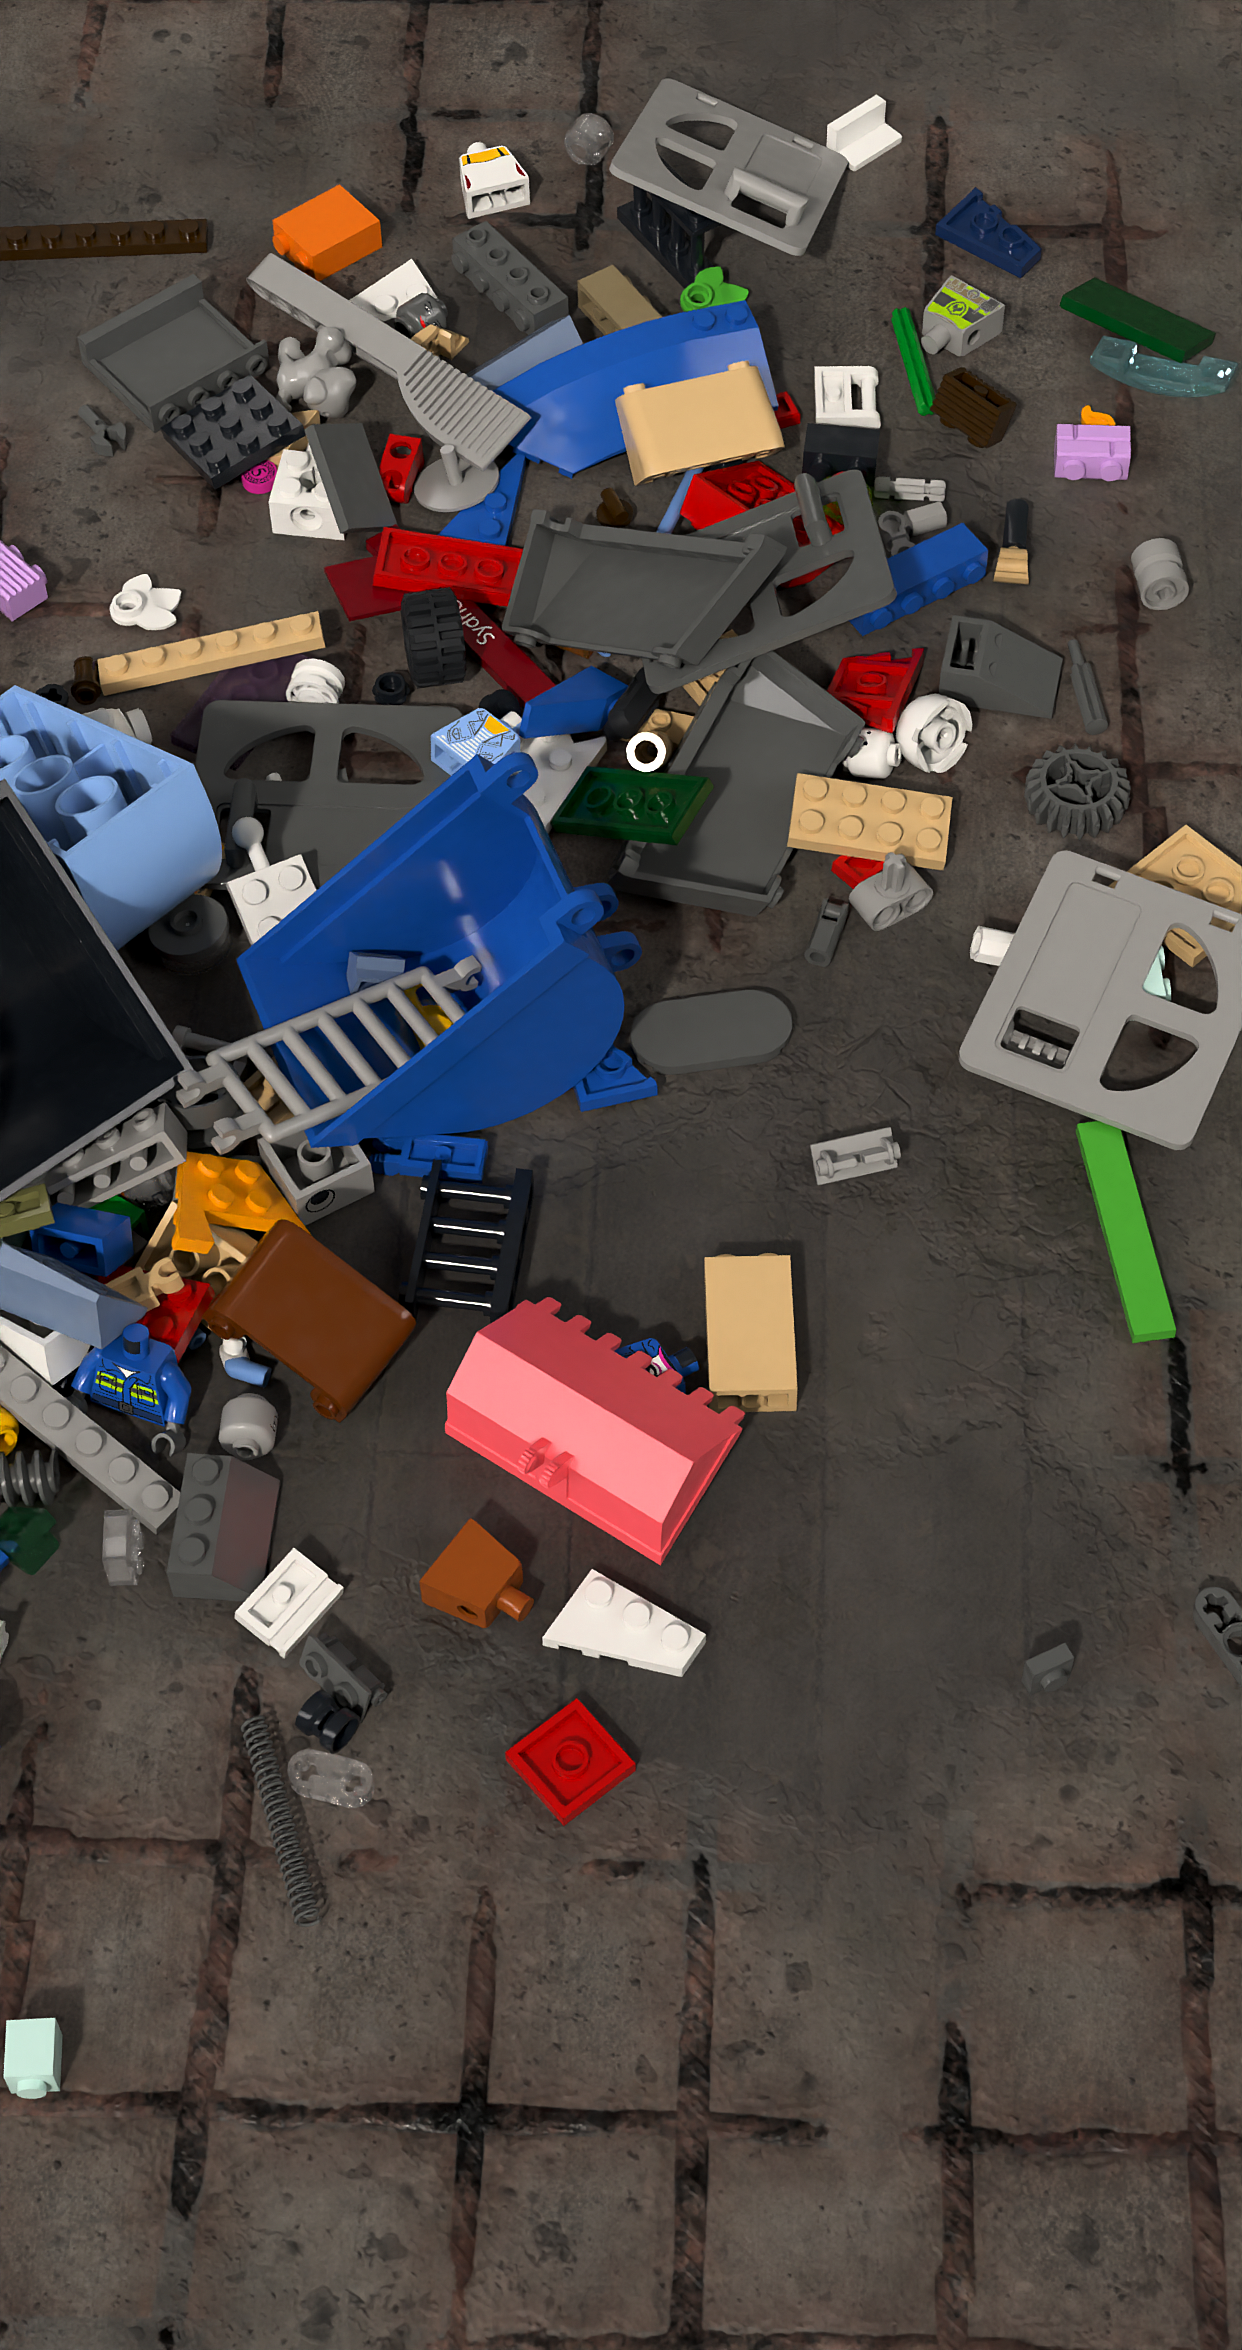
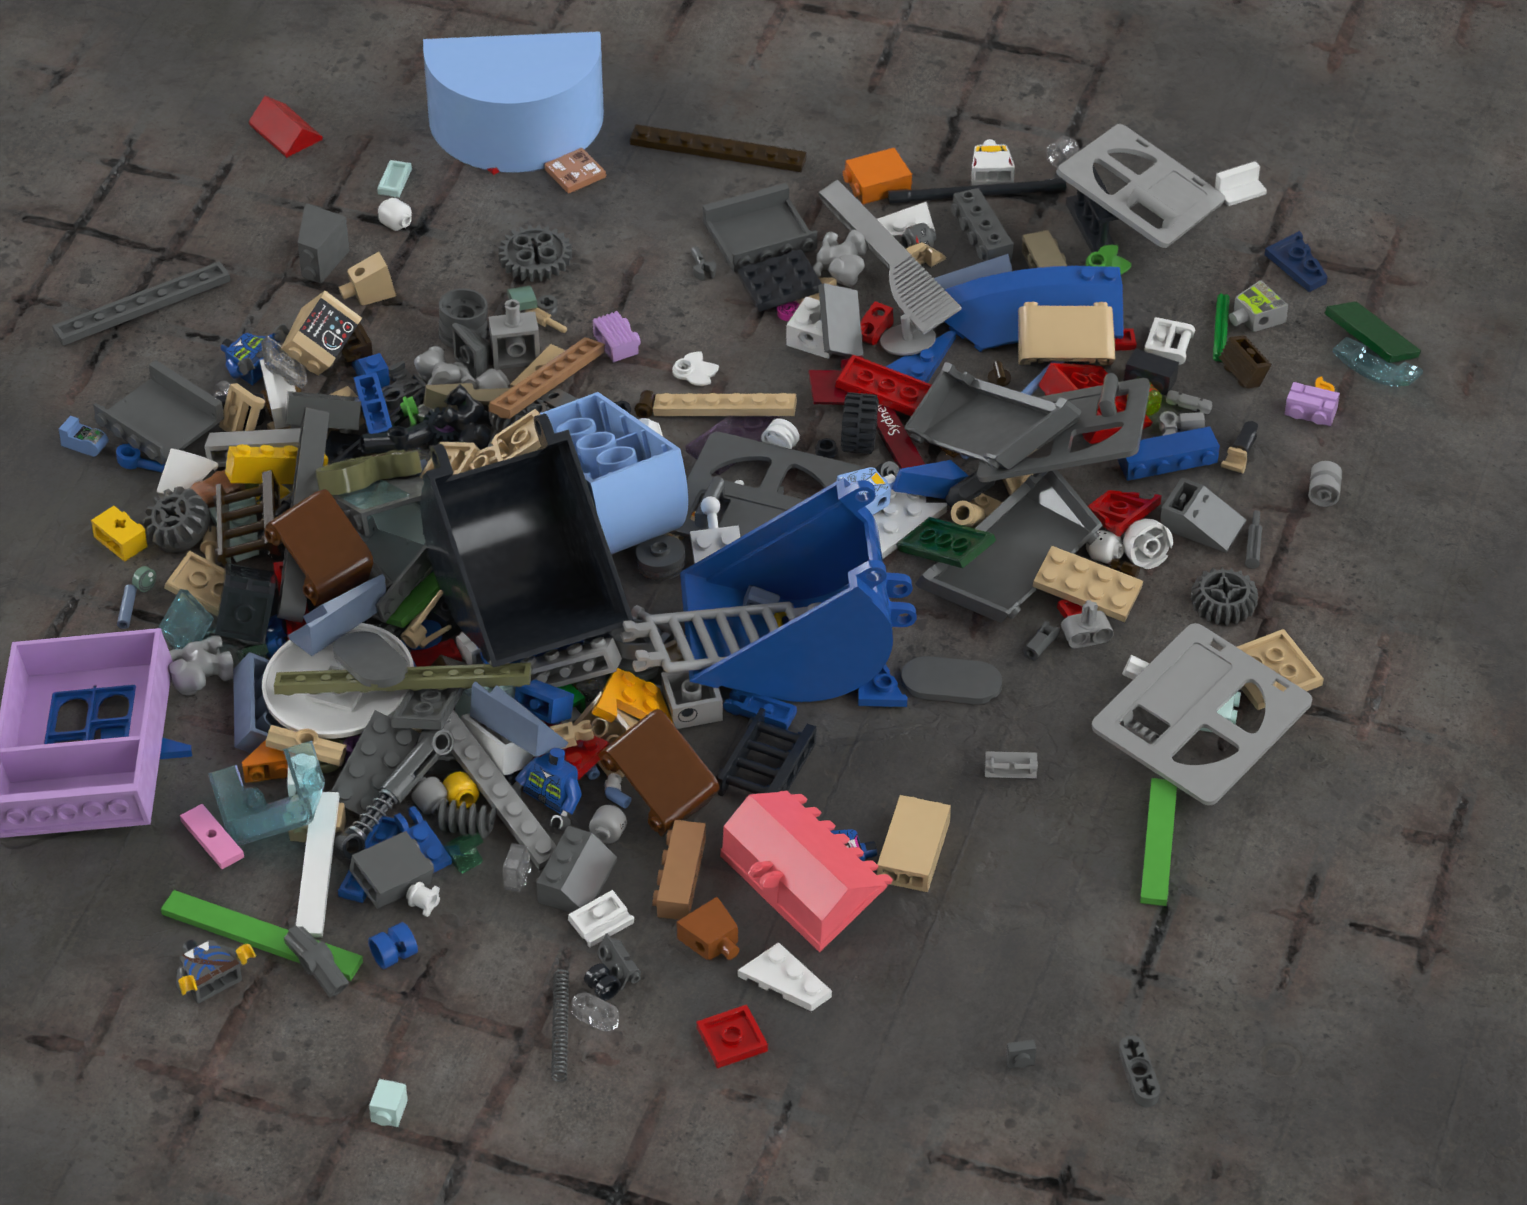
camera: 15 degrees right, 10 degrees down
(139, 725) = (667, 433): white tile -> none
(393, 1480) = (680, 870): none -> medium nougat brick
(580, 196) = (1046, 185): none -> black piece
(913, 781) = (1126, 568): none -> dark brown piece

